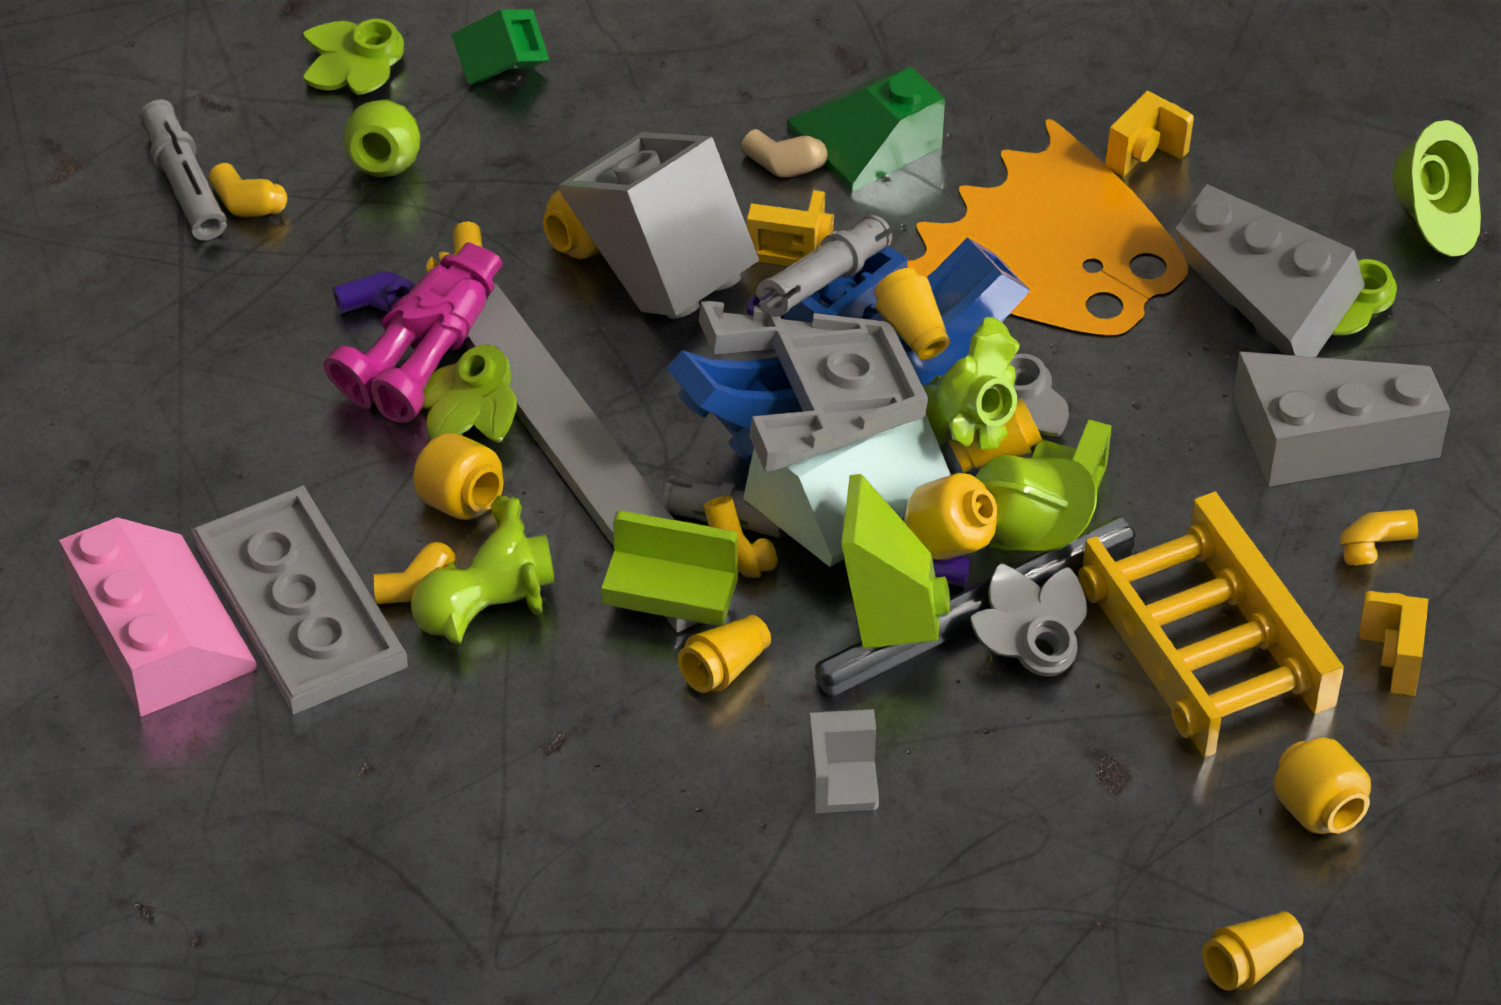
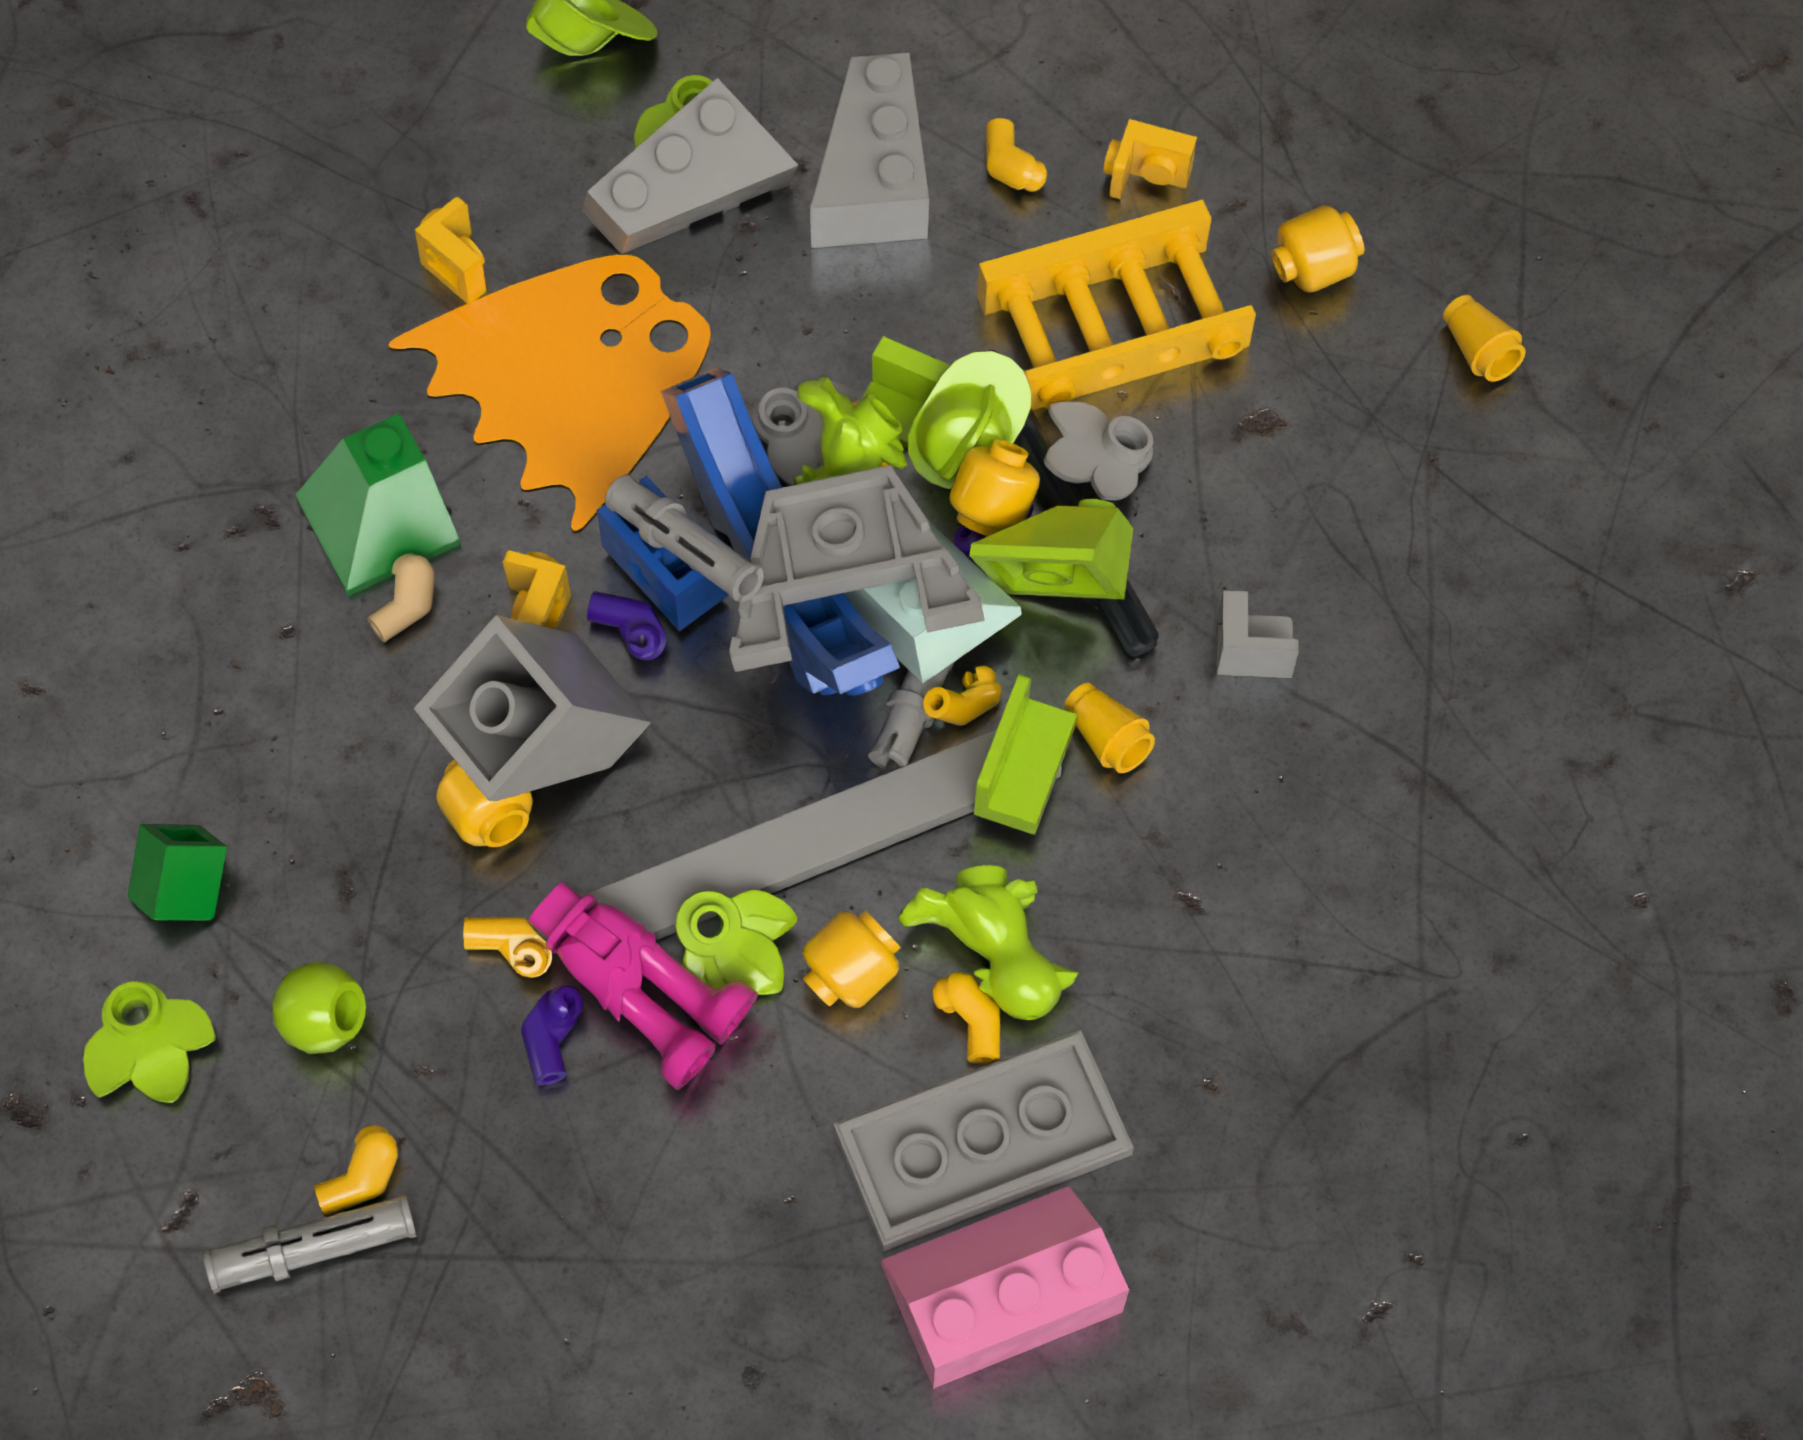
camera: 85 degrees left, 15 degrees up
(912, 309) = (752, 468): yellow cone -> none

